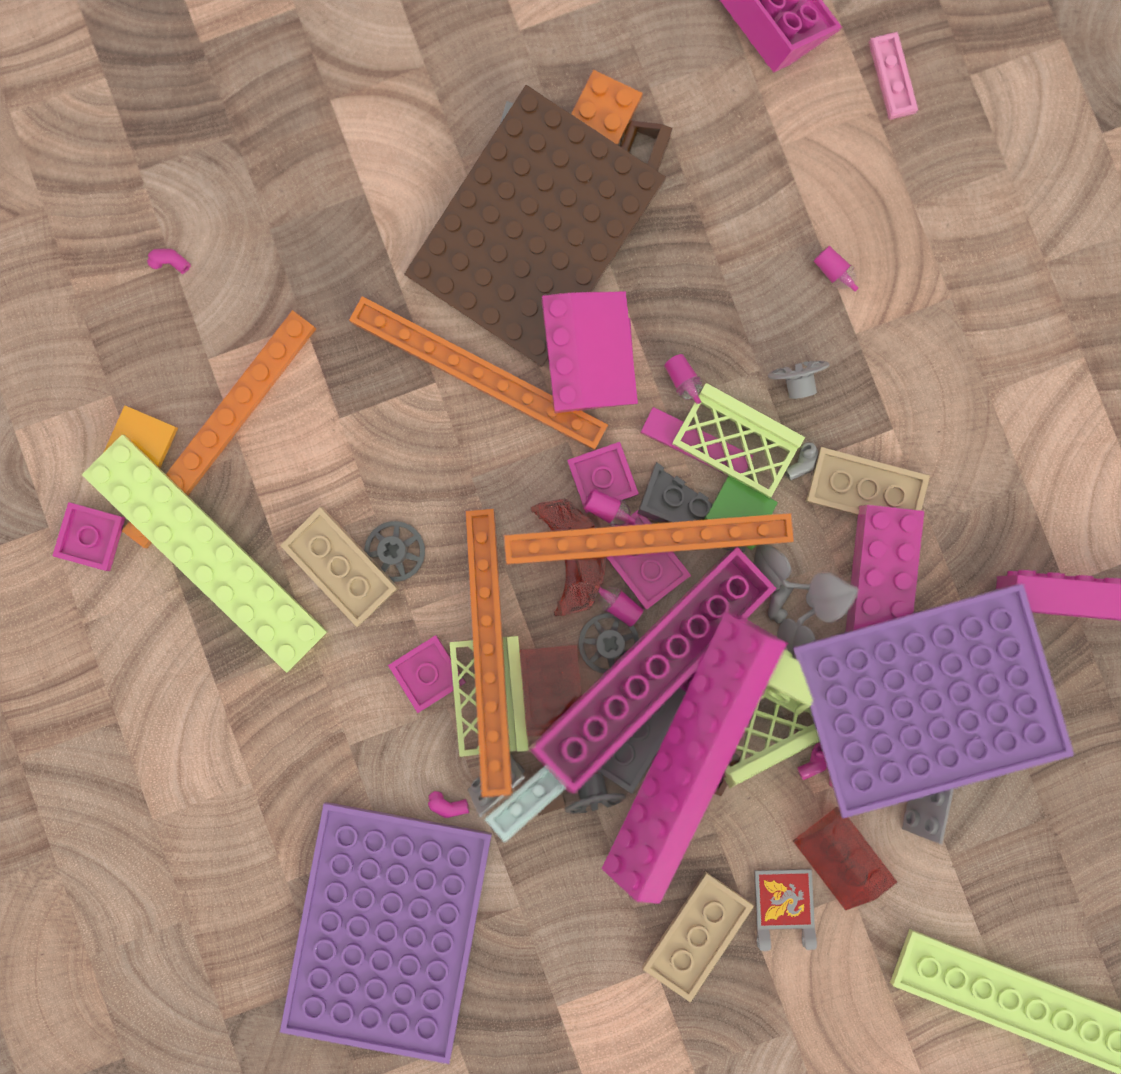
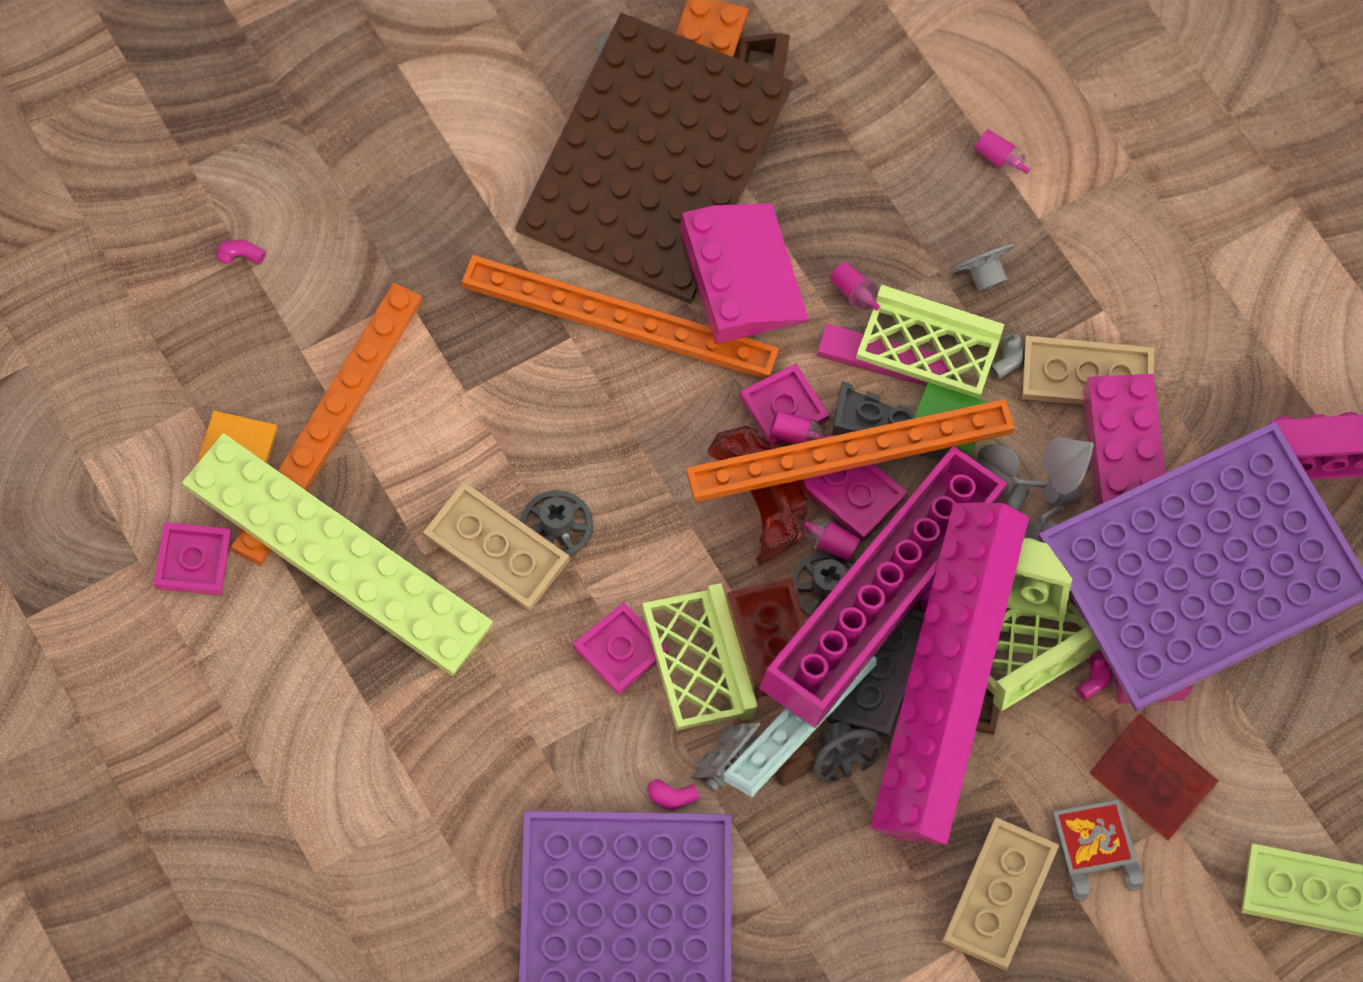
camera: 15 degrees left, 20 degrees down
(488, 654) = (692, 604): orange plate -> none
(928, 815) = (1235, 699): light grey hinge -> none

